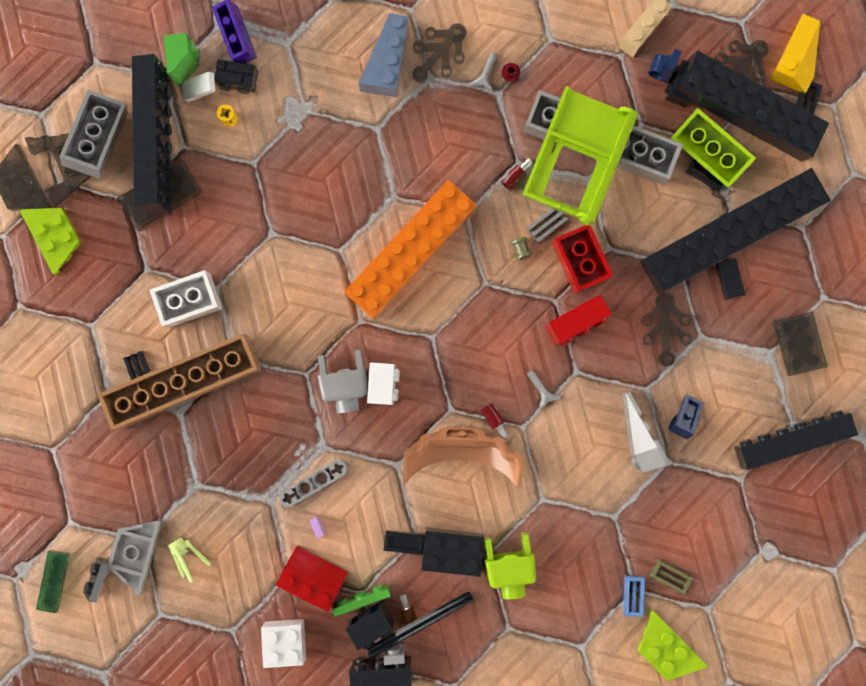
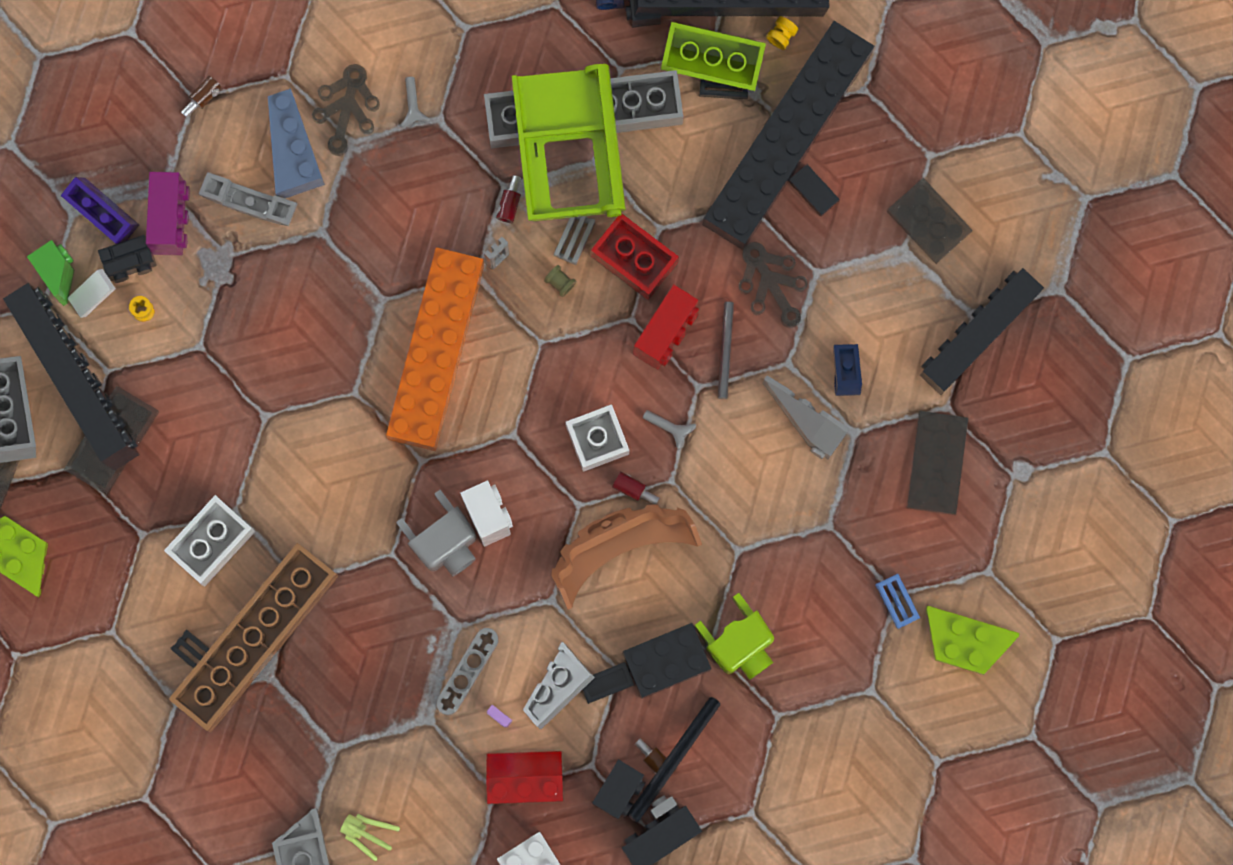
camera: 30 degrees left, 5 degrees down
(277, 58) = (167, 213): none -> magenta brick
(338, 79) = (247, 200): none -> light grey slope
(361, 599) = (592, 770): bright green plate -> none
(368, 529) = (560, 685): none -> light grey wing
(481, 206) = (494, 259): none -> light grey tile
(488, 371) = (597, 438): none -> white brick
(511, 77) = (443, 95): dark red plate -> none
(609, 356) = (725, 350): none -> flat silver bar
(656, 568) = (905, 557): olive tile -> none
(713, 514) = (937, 463): none -> clear smoke plate
(766, 158) = (782, 32): none -> yellow wheel

